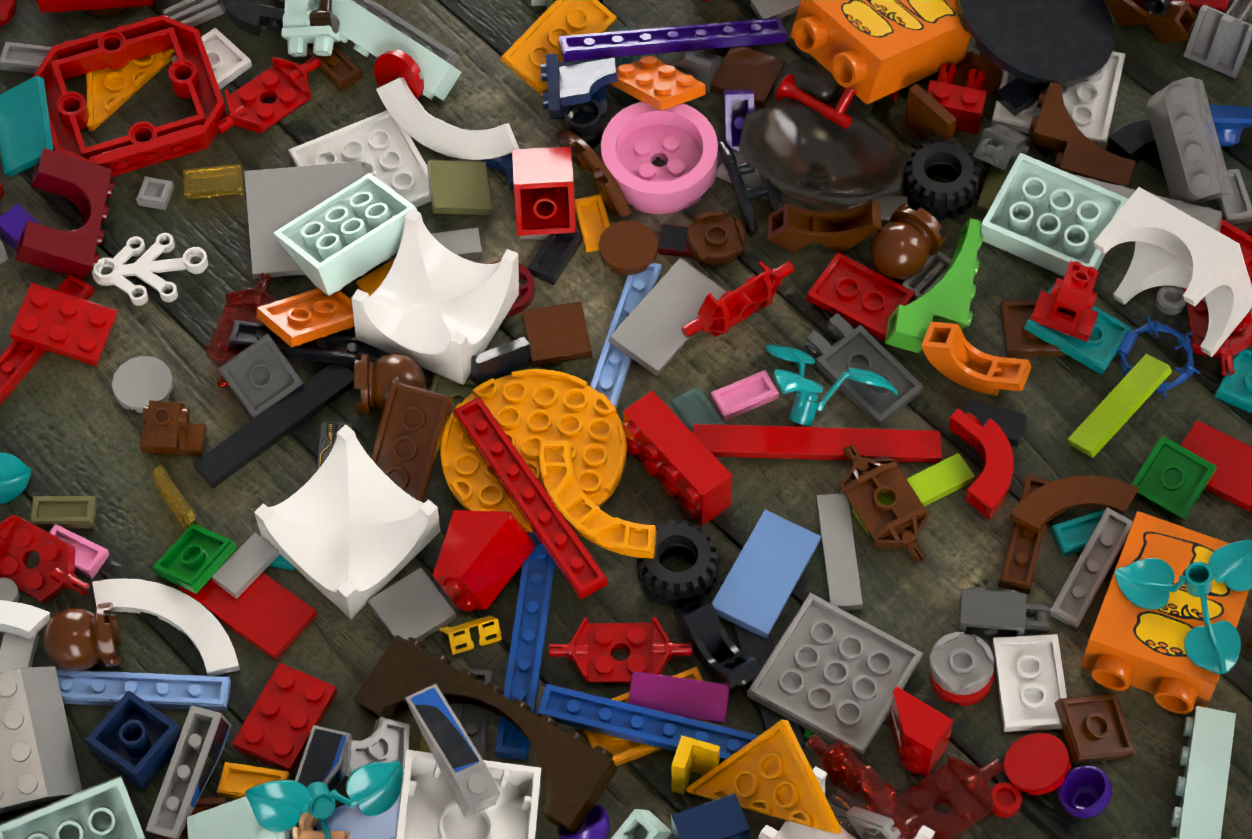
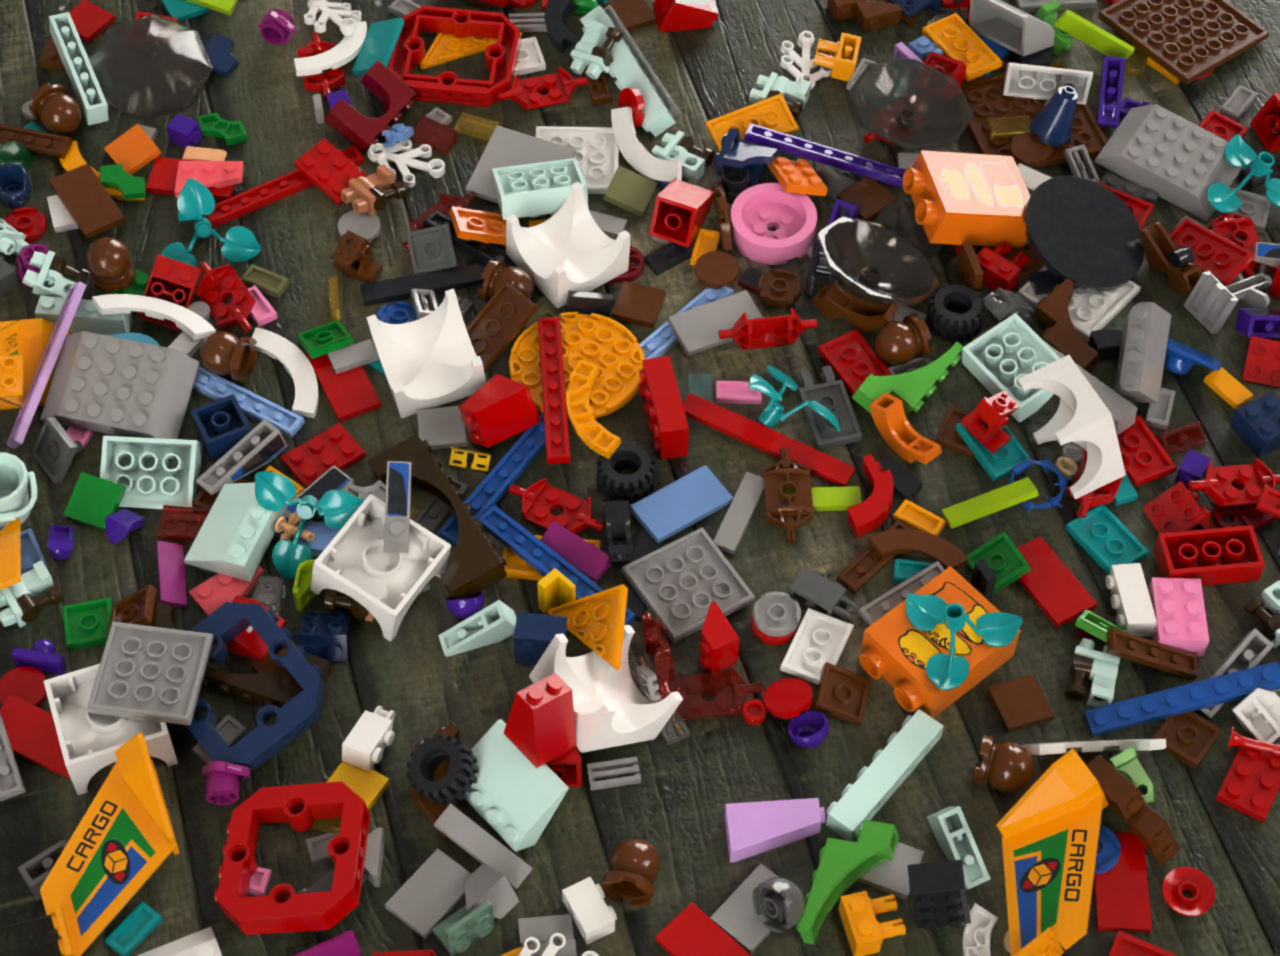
camera: 25 degrees right, 5 degrees down
(118, 235) = (397, 133): none -> medium blue plate
(136, 328) = (373, 191): none -> nougat hips
(165, 215) = (435, 134): none -> clear red slope
(269, 483) = (397, 314): none -> blue tile
(290, 456) = (417, 305): none -> light grey tile
(494, 108) = (683, 149): none -> light aqua hips
(789, 89) = (884, 214): red piece -> none
(1048, 462) = (919, 518): none -> light orange tile
(1175, 318) = (1066, 466): none -> tan tile
(1175, 507) = (983, 579): none -> black tile

